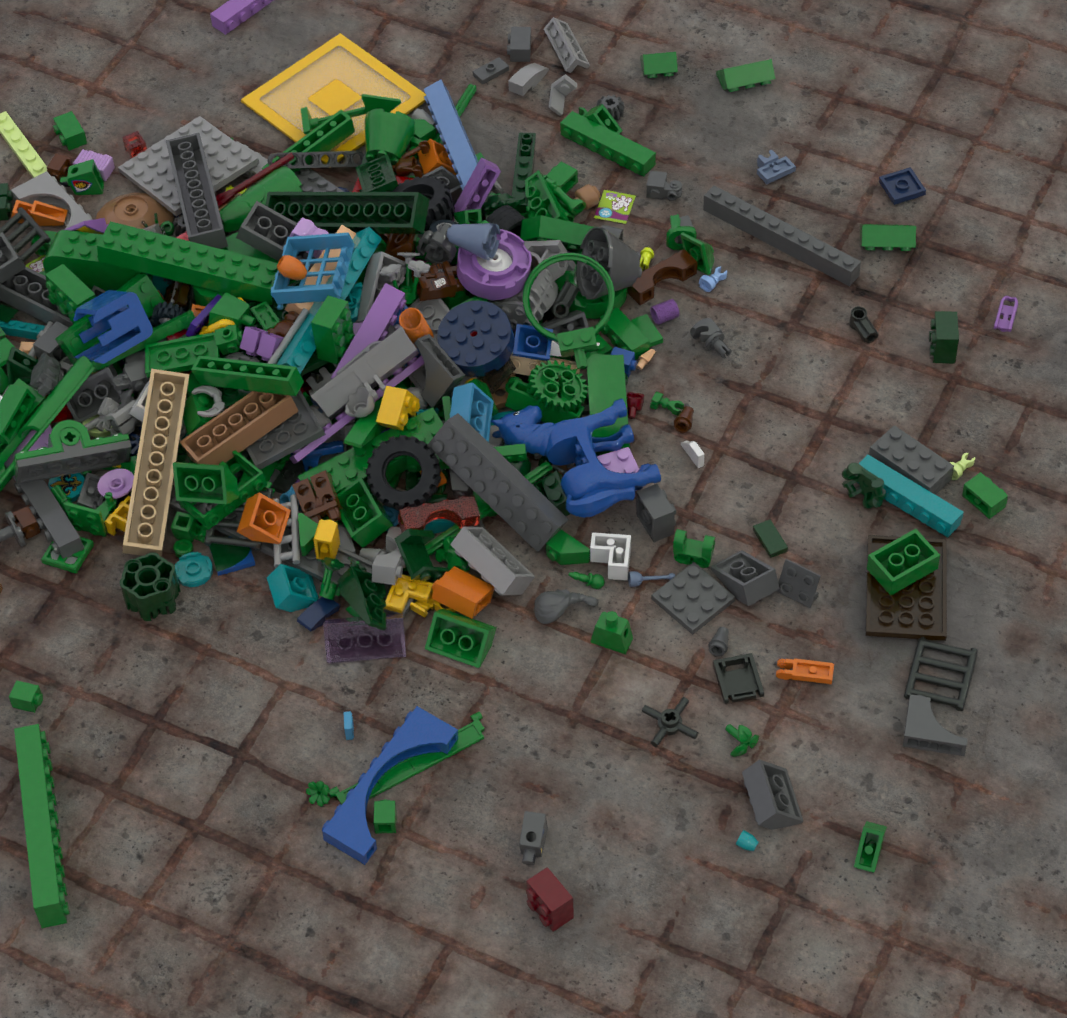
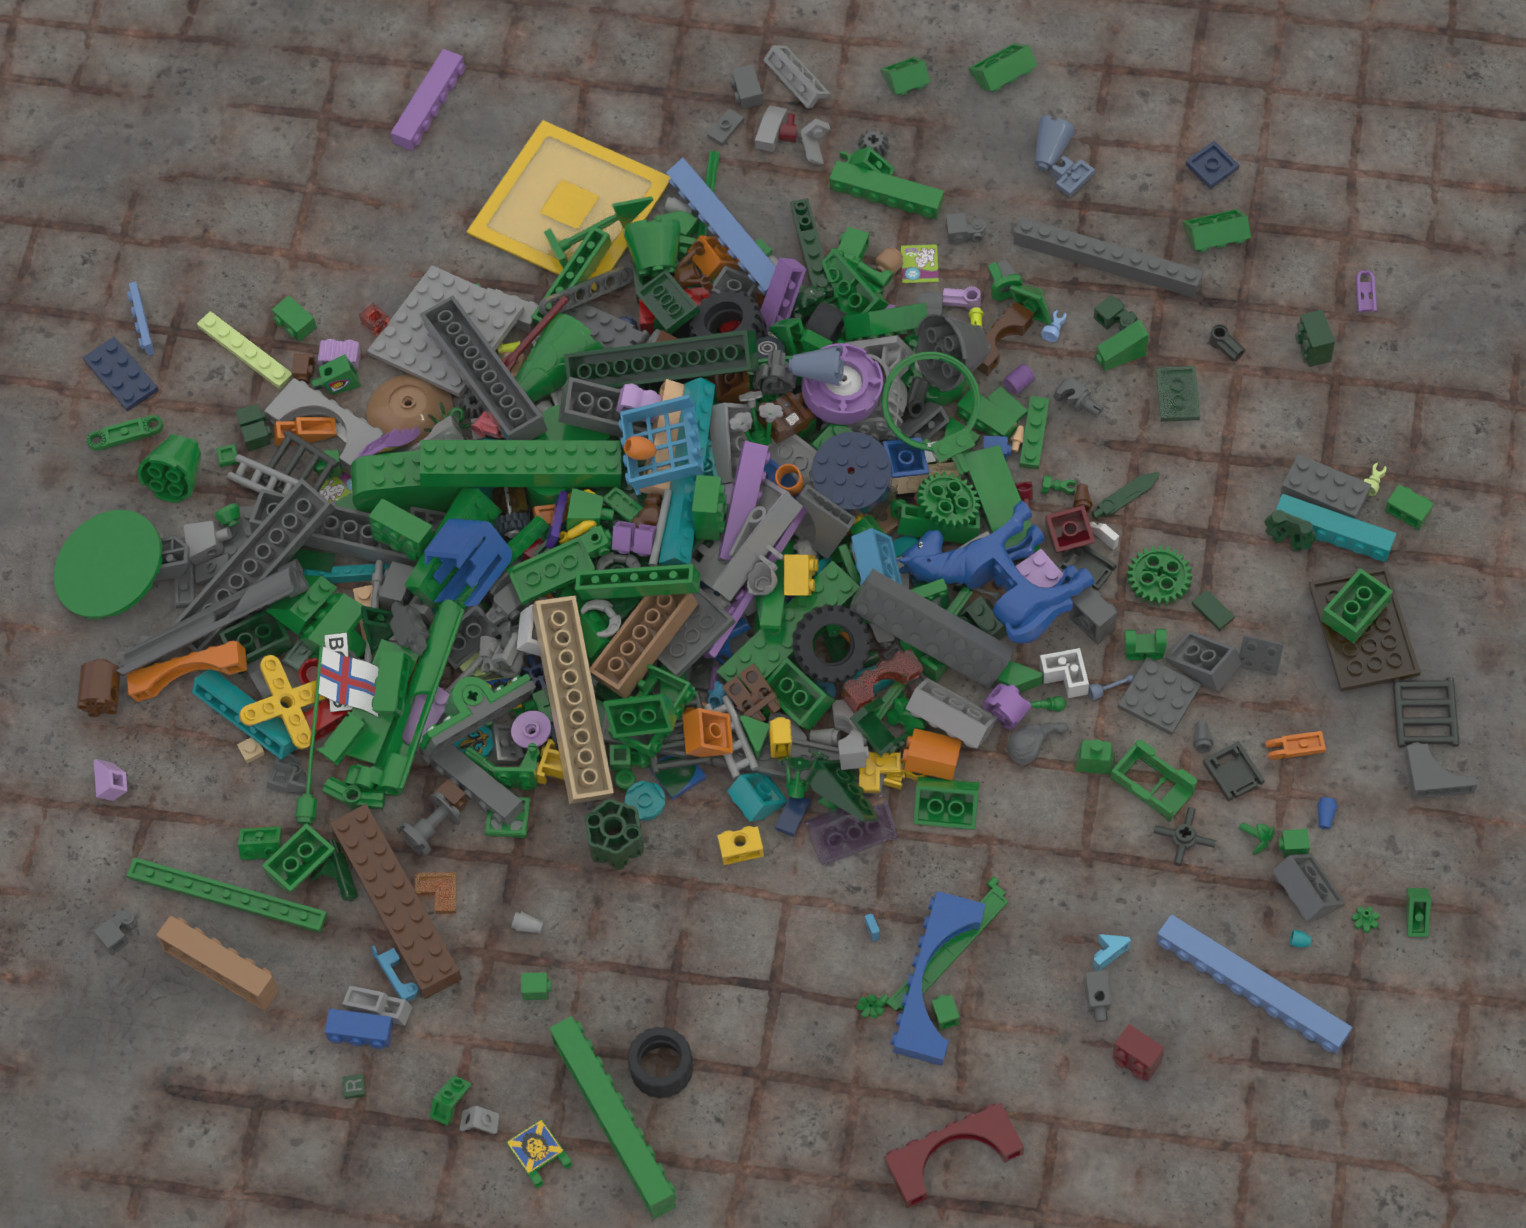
camera: 15 degrees left, 10 degrees up
(40, 641) = (525, 923): none -> light grey cone
(98, 770) = (660, 1038): none -> black tyre
(259, 626) = (751, 850): none -> yellow brick
(296, 941) = (988, 1127): none -> dark red arch
(493, 522) = (933, 668): none -> green slope
(542, 83) = (788, 130): none -> dark red piece
(546, 568) = (1007, 705): none -> medium lavender brick
(565, 802) = (1113, 948): none -> medium azure slope
(639, 238) = (962, 298): none -> lavender piece
(661, 437) = (1069, 529): none -> dark red slope
(662, 357) = (1034, 432): none -> green plate
(672, 690) = (1175, 798): none -> green piece
(673, 476) = (1092, 561): none -> pearl dark grey container
(687, 870) = (1253, 984): none -> medium blue brick
(725, 426) = (1125, 495): none -> dark green piece
(730, 497) = (1164, 560): none -> green gear
(766, 135) = (1051, 141): none -> sand blue cone
(767, 306) = (1123, 347): none -> green slope
(769, 278) = (1113, 311): none -> dark green brick
(772, 752) = (1294, 842): none -> green brick
(803, 355) = (1178, 393): none -> clear green plate
(814, 733) = (1326, 812): none -> blue cone
(818, 840) = (1365, 919): none -> green plant

